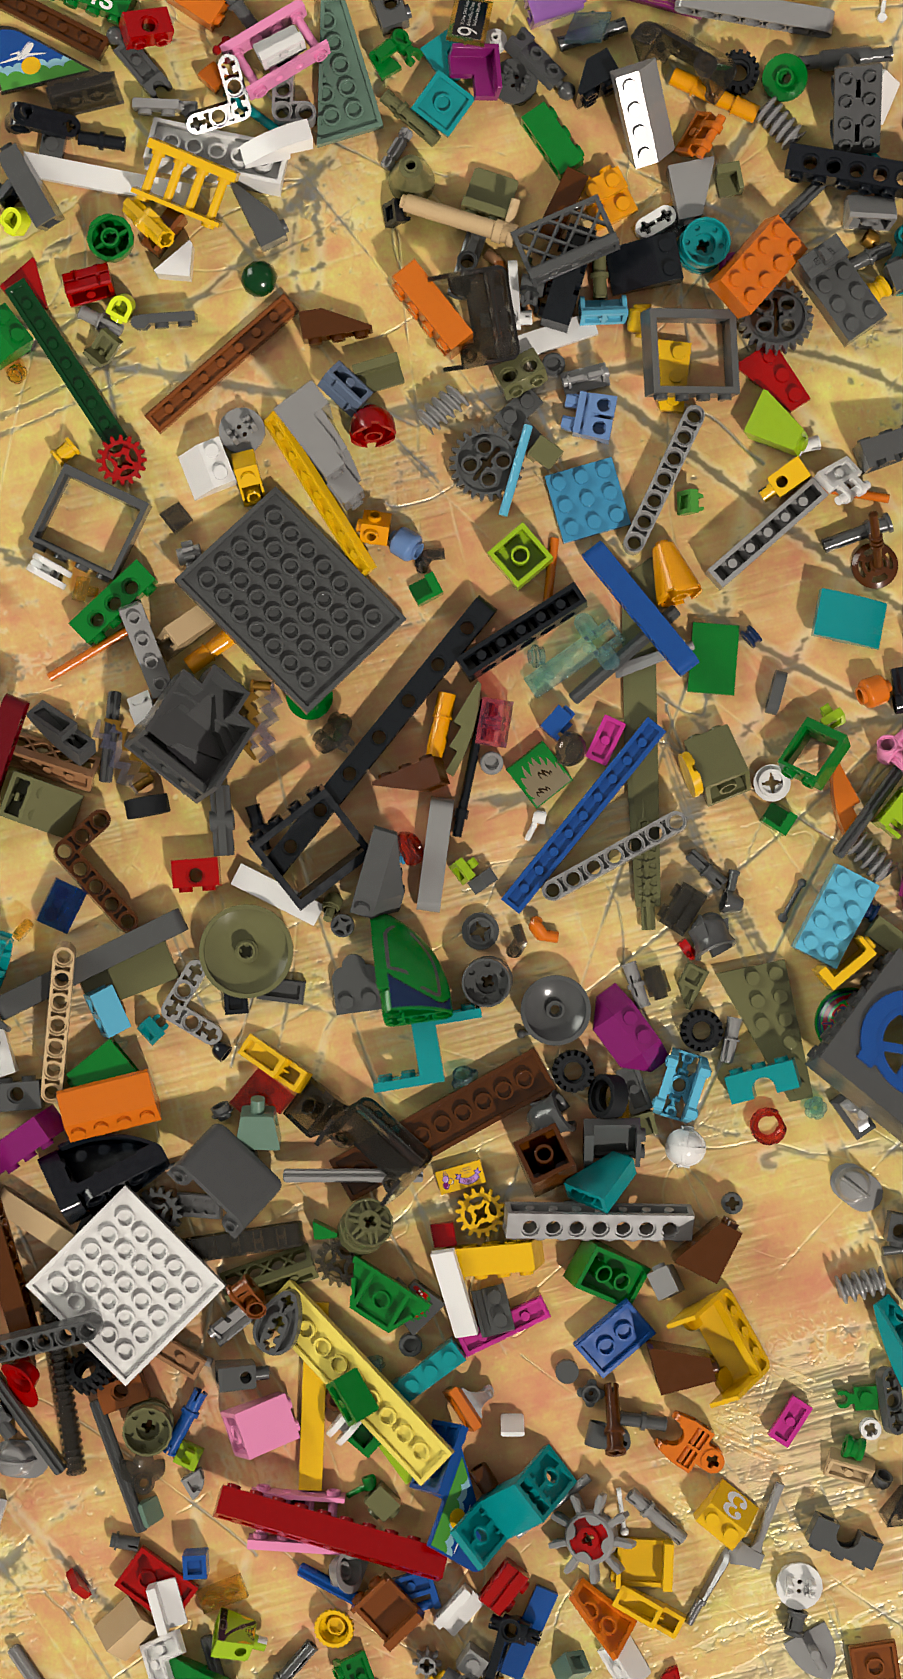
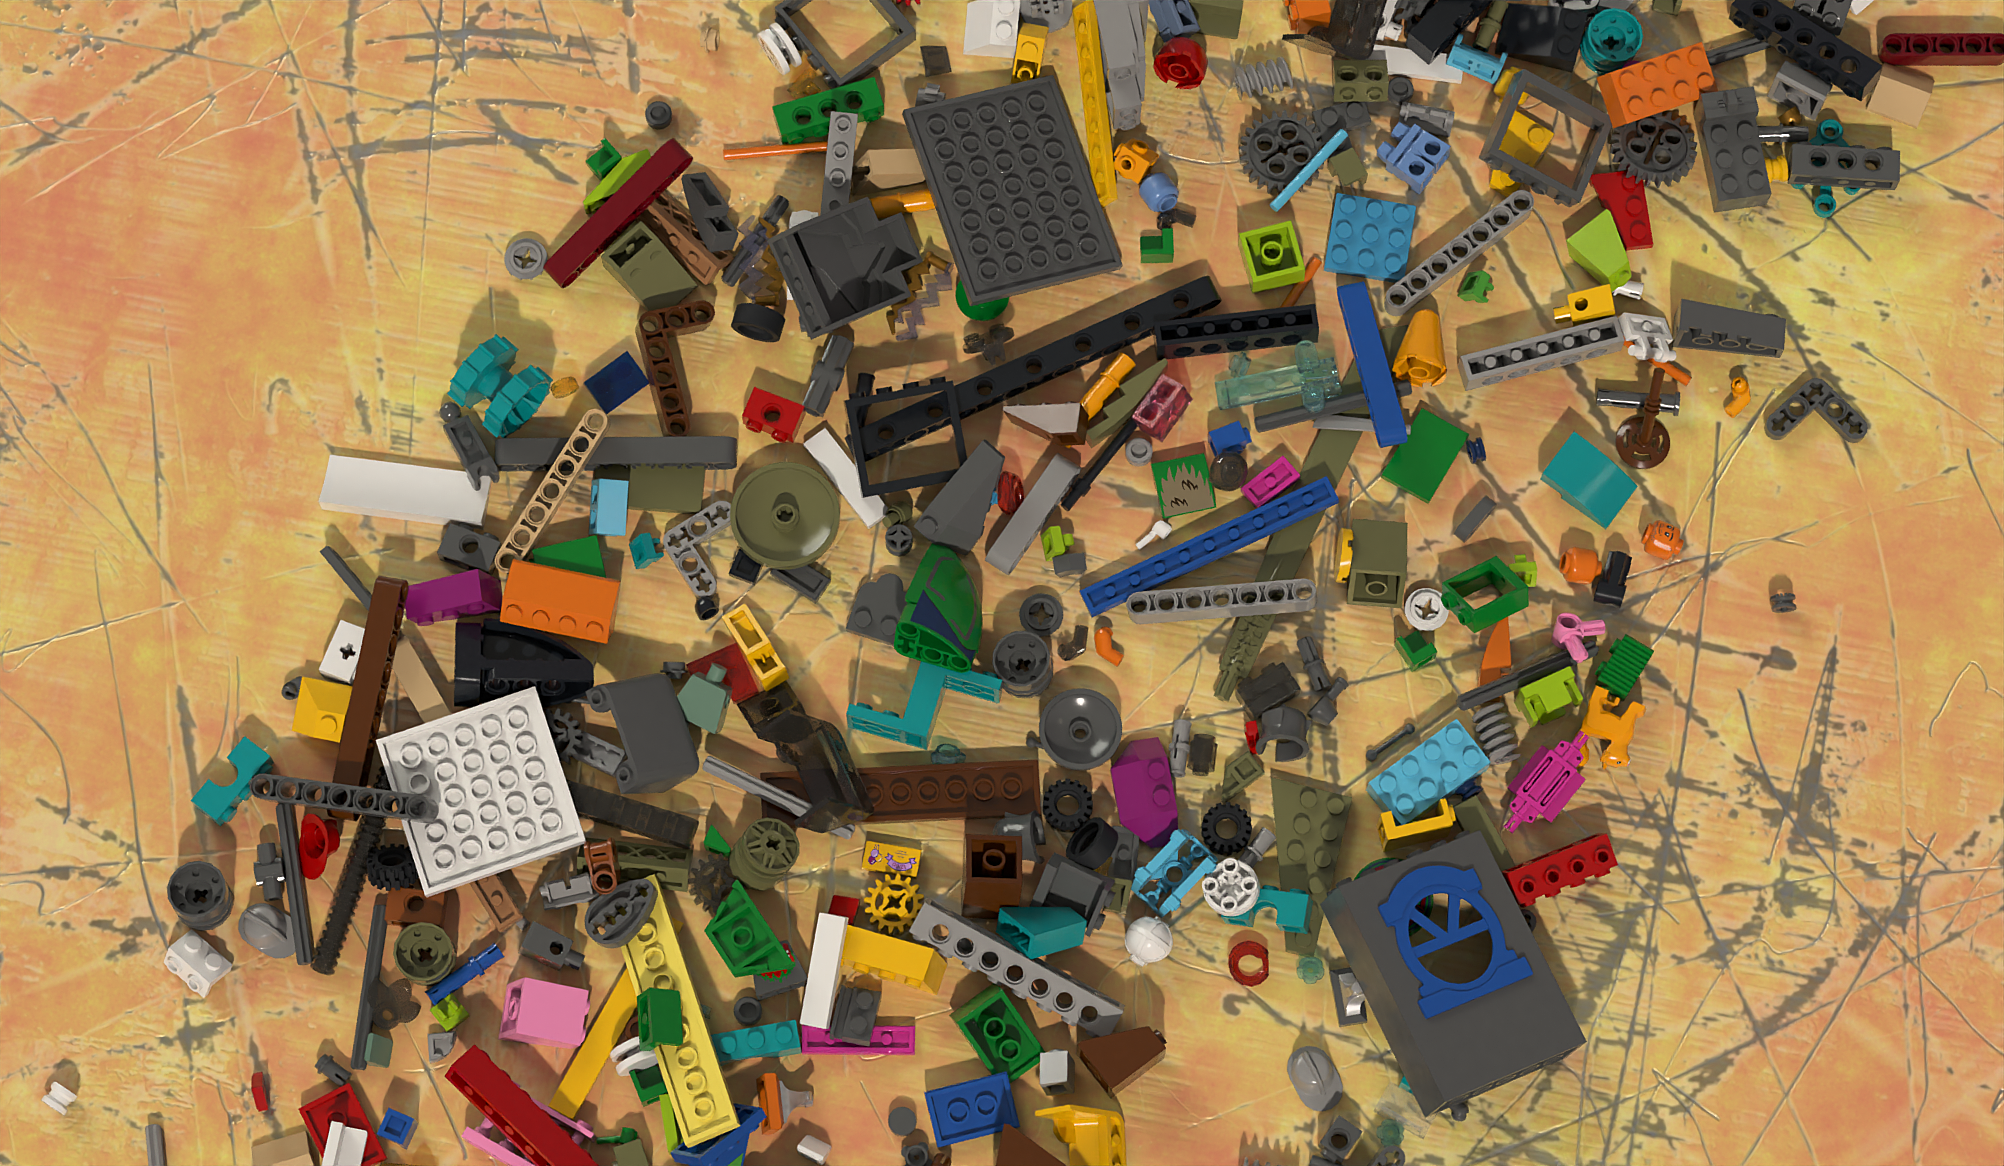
camera: 25 degrees right, 15 degrees down
(726, 1198) = (1178, 1024): dark grey bush -> none
(730, 1080) = (1231, 888): none -> white tile

